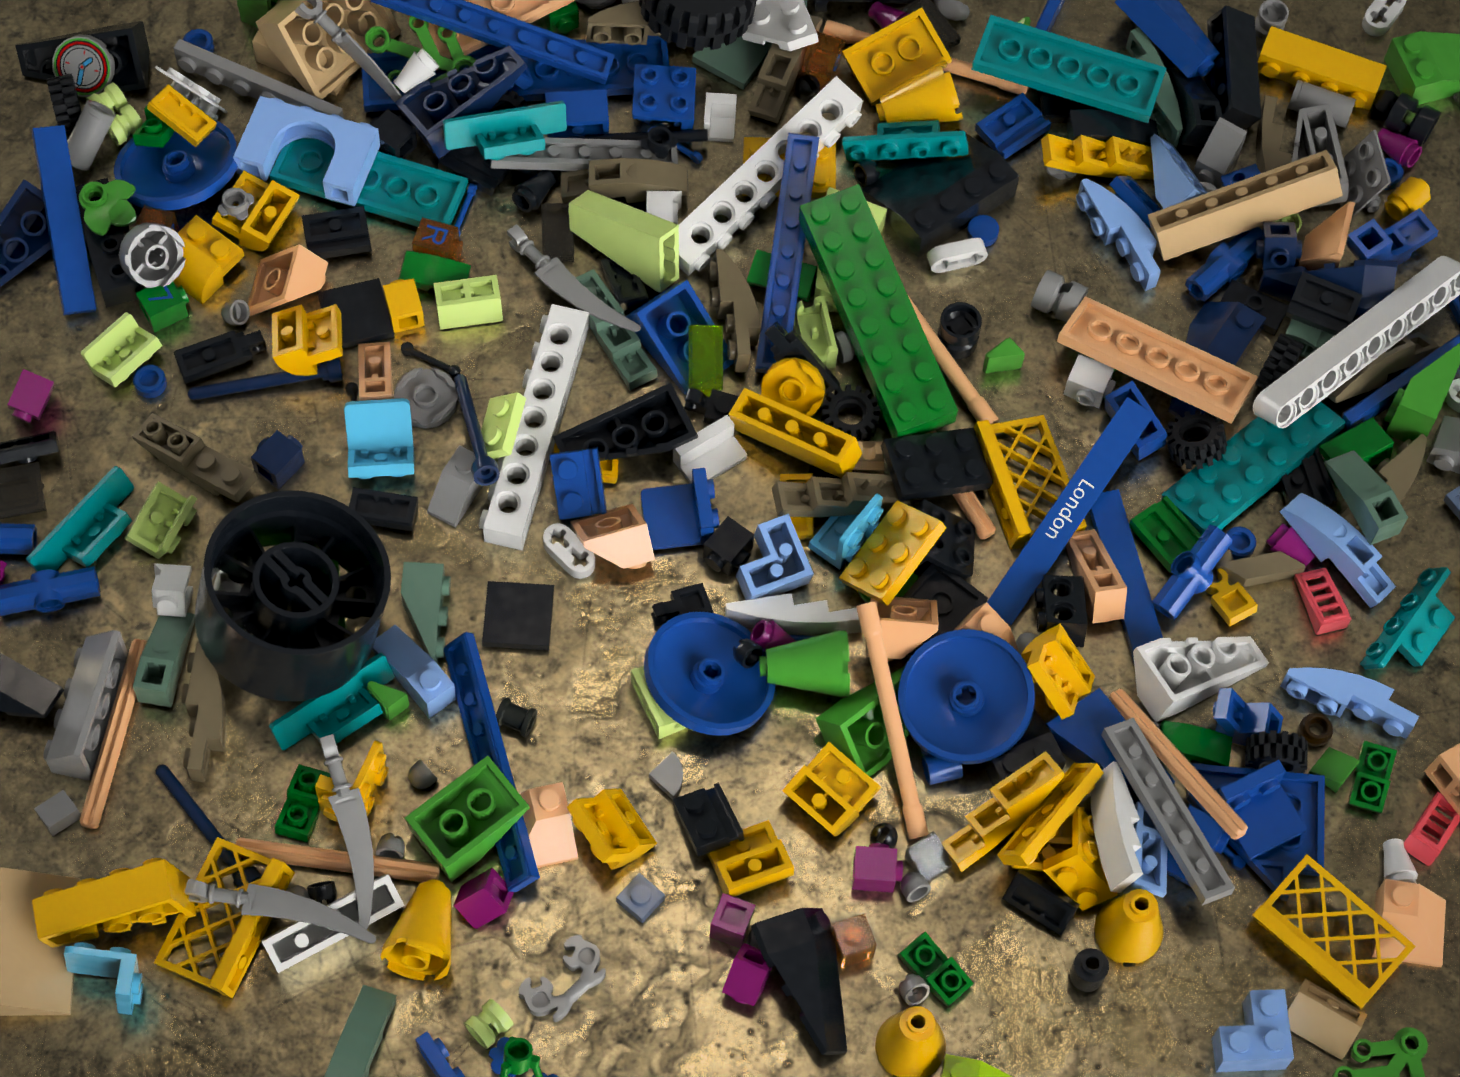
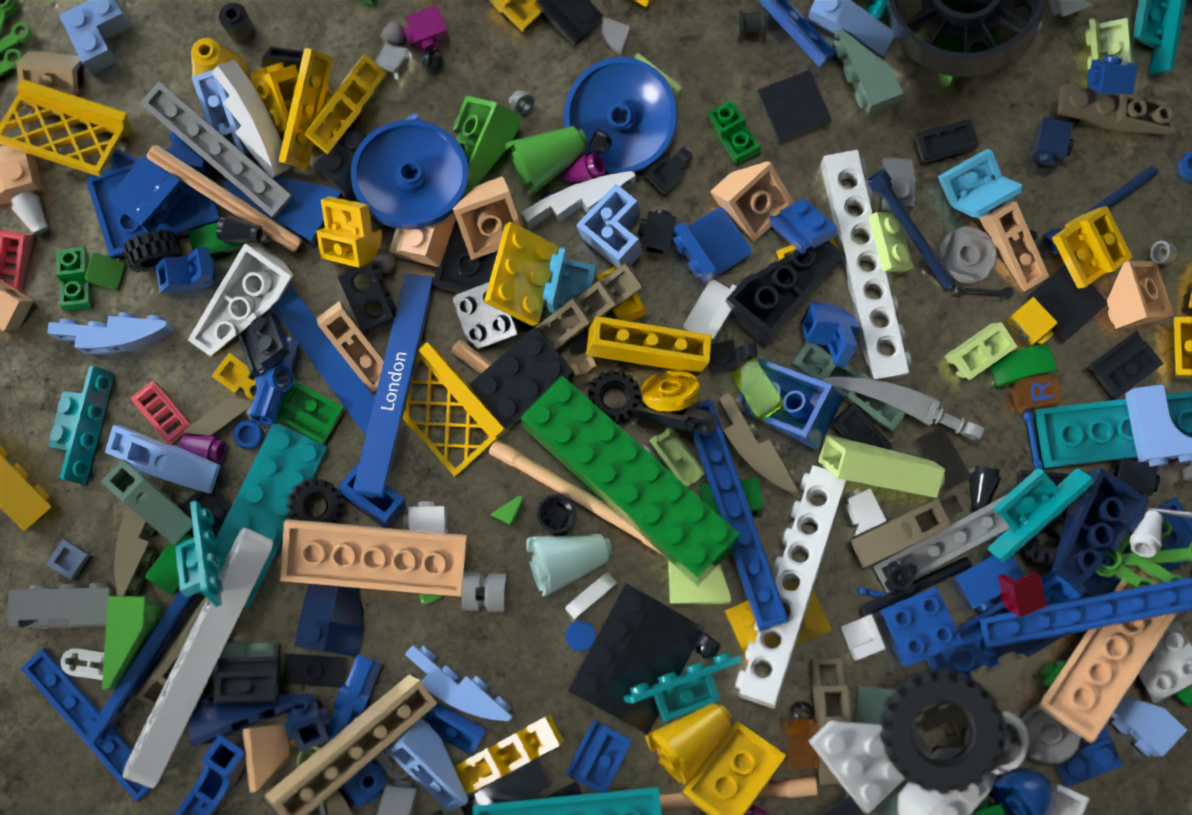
camera: 165 degrees right, 15 degrees up
(185, 477) = (1112, 75): none -> blue brick
(218, 354) = (1155, 209): black hinge -> none
(559, 74) = (1022, 595): none -> dark red panel
(564, 556) = (790, 171): white beam -> none
(595, 617) = (733, 132): none -> green slope
(598, 377) = (831, 327): none -> blue brick
(807, 747) = (526, 106): none -> light grey hinge
(832, 789) = (486, 68): yellow brick -> none
(872, 632) = (502, 177): light nougat piece -> none
(972, 283) = (565, 558): none -> light aqua cone
(1174, 724) = (235, 230): none -> black cone
(1190, 608) = (263, 343): none -> black plate
(1280, 360) = (268, 609): black tyre -> none
(1320, 722) = (123, 294): dark brown plate -> none
(1335, 416) = (197, 558): none -> teal bracket

